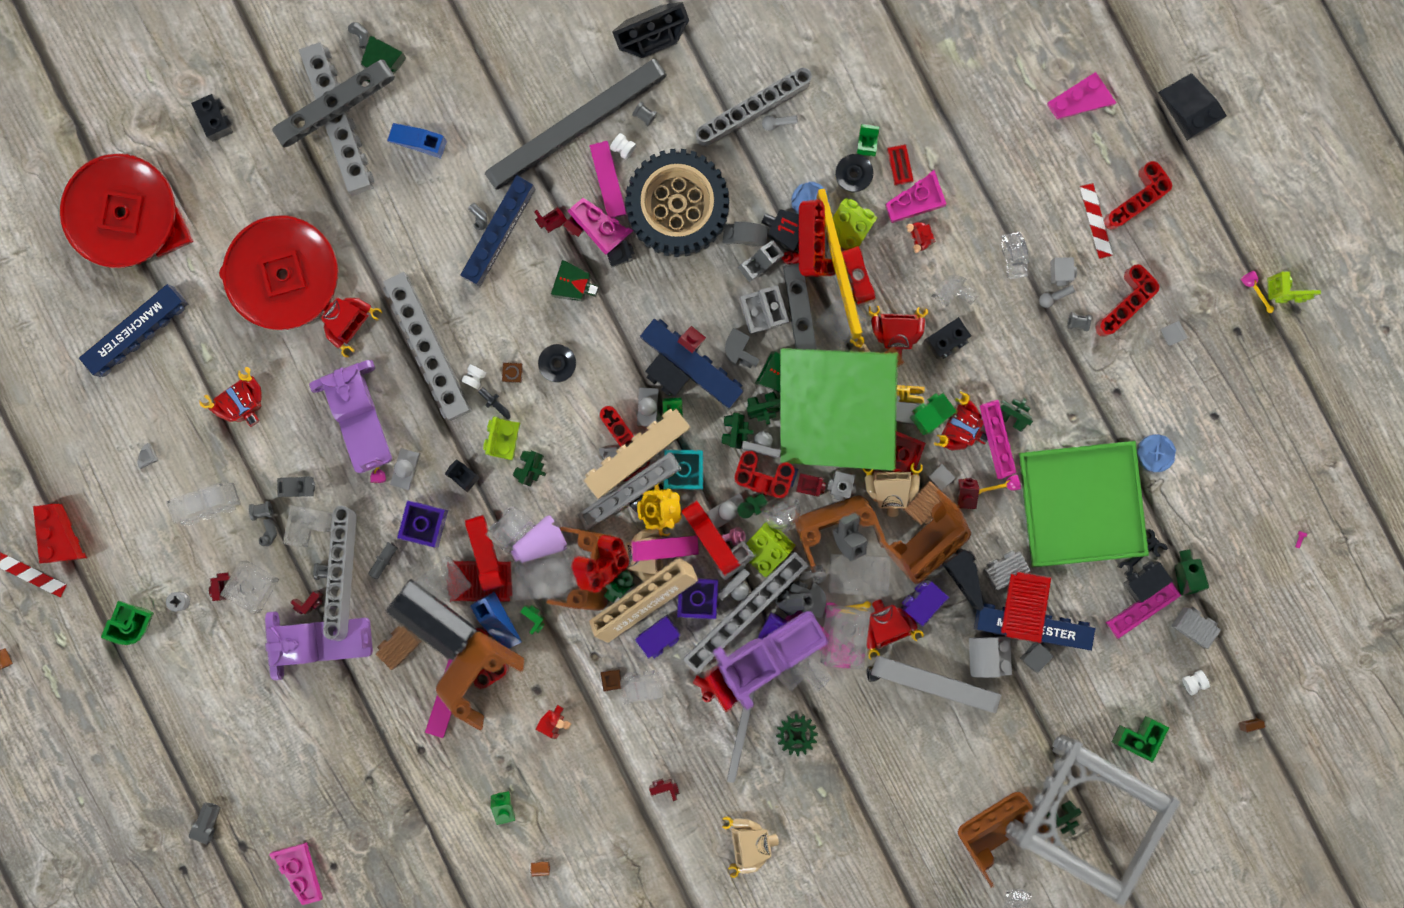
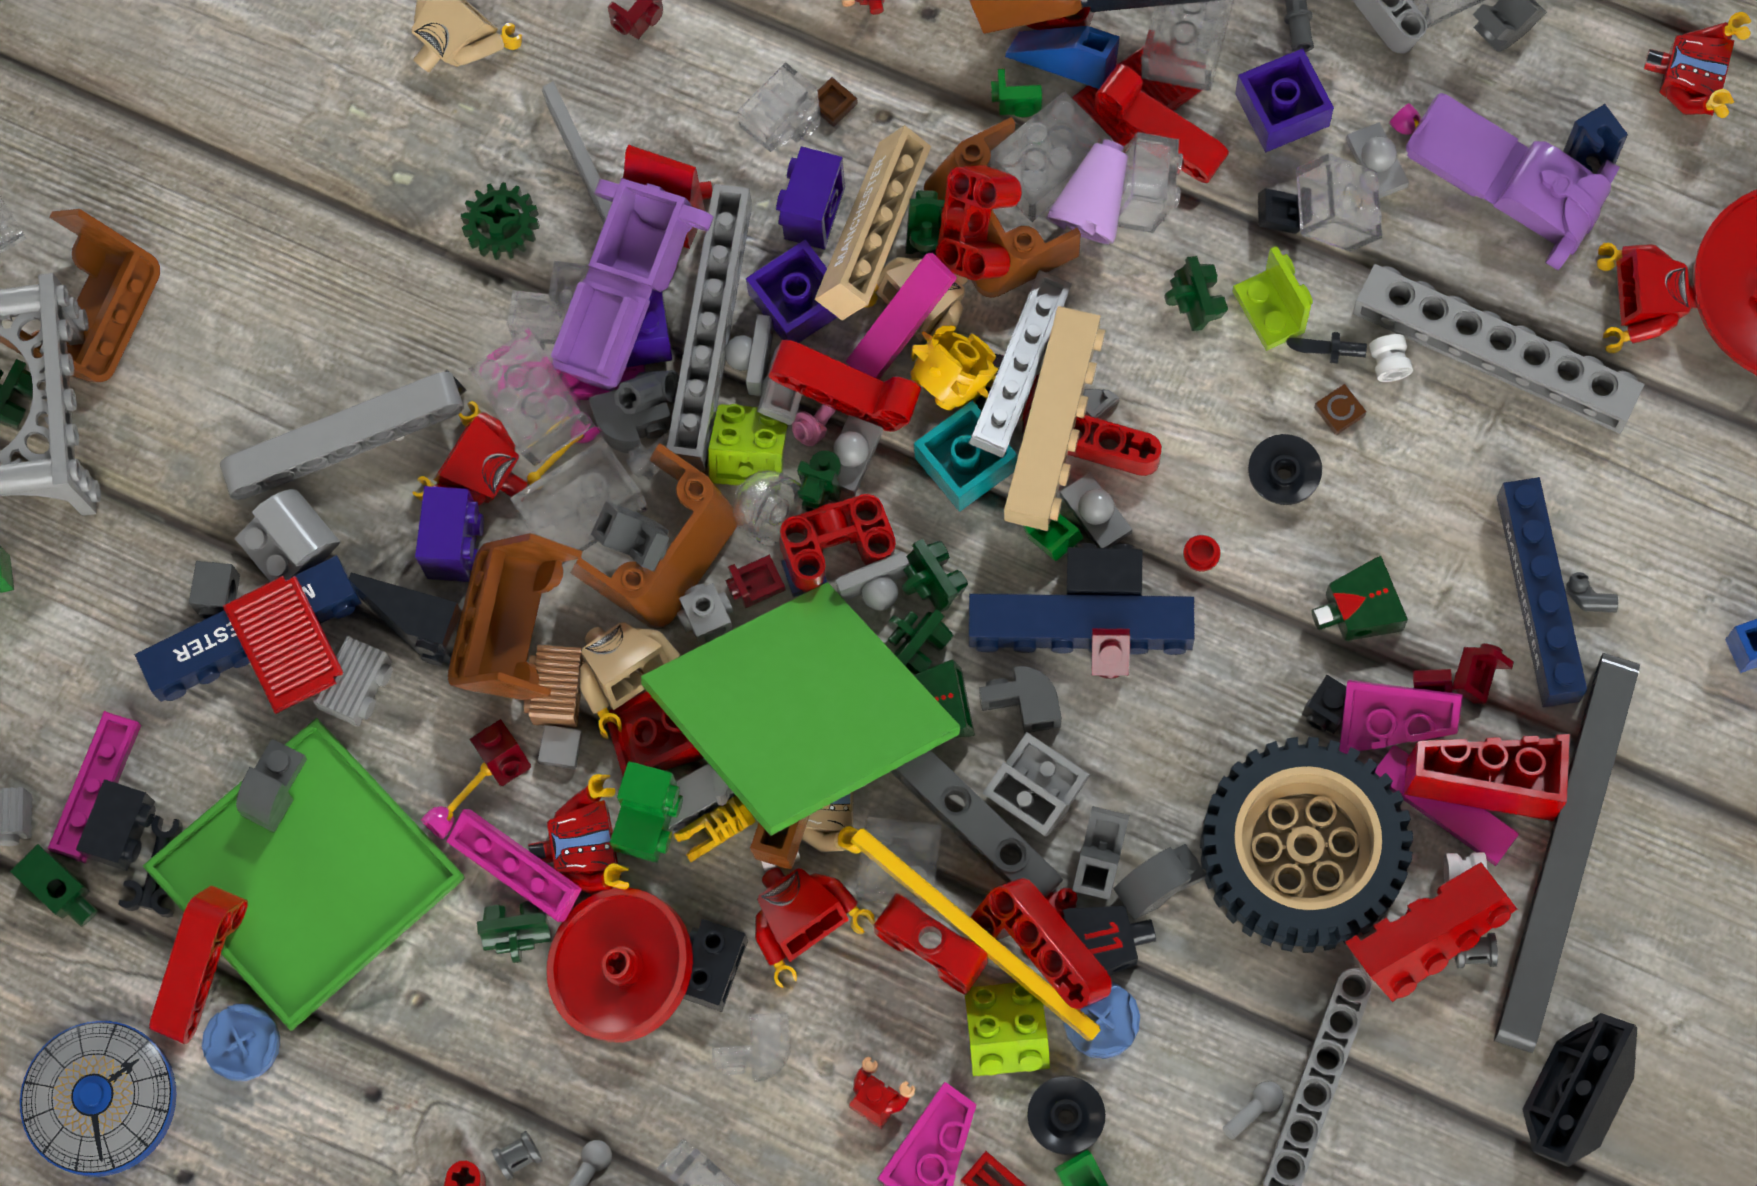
camera: 145 degrees right, 15 degrees down
(306, 401) = (1597, 136): none -> dark blue hinge
(439, 457) = (1339, 202): none -> clear brick
(578, 169) = (1493, 774): none -> red wedge
(619, 356) = (1201, 553): none -> red plate
(658, 128) = (1432, 932): none -> red wedge
(985, 364) = (619, 965): none -> red dish
(1074, 547) = (265, 788): none -> dark grey brick
(1154, 496) = (194, 960): none -> red beam
(1228, 474) = (98, 1098): none -> light grey dish

